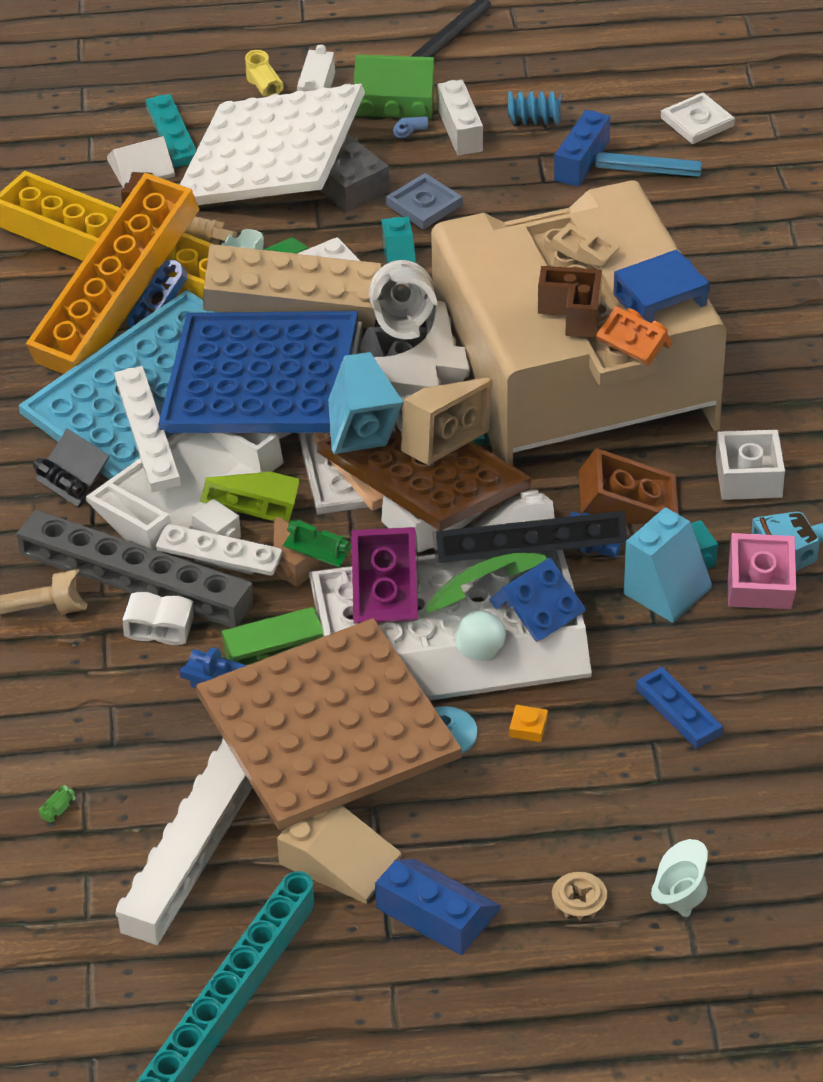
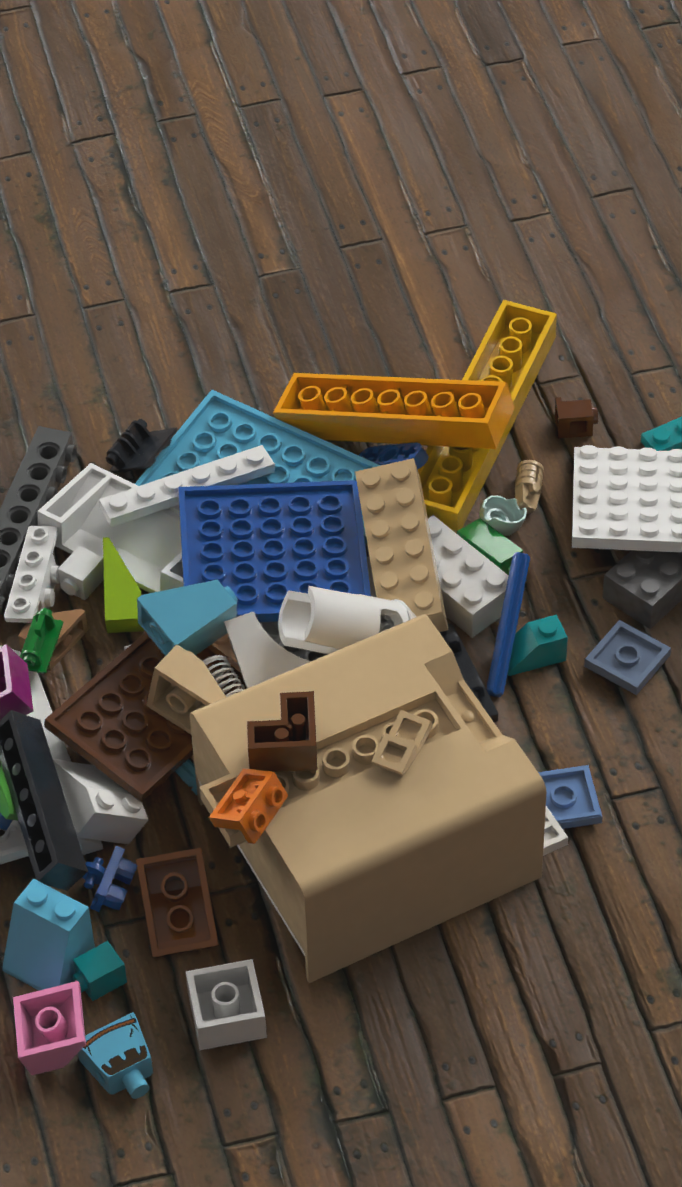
camera: 80 degrees right, 5 degrees up
(141, 157) = (629, 410): white slope -> none
(362, 242) = (508, 624): none -> blue axle
(659, 284) = (331, 815): blue panel -> none

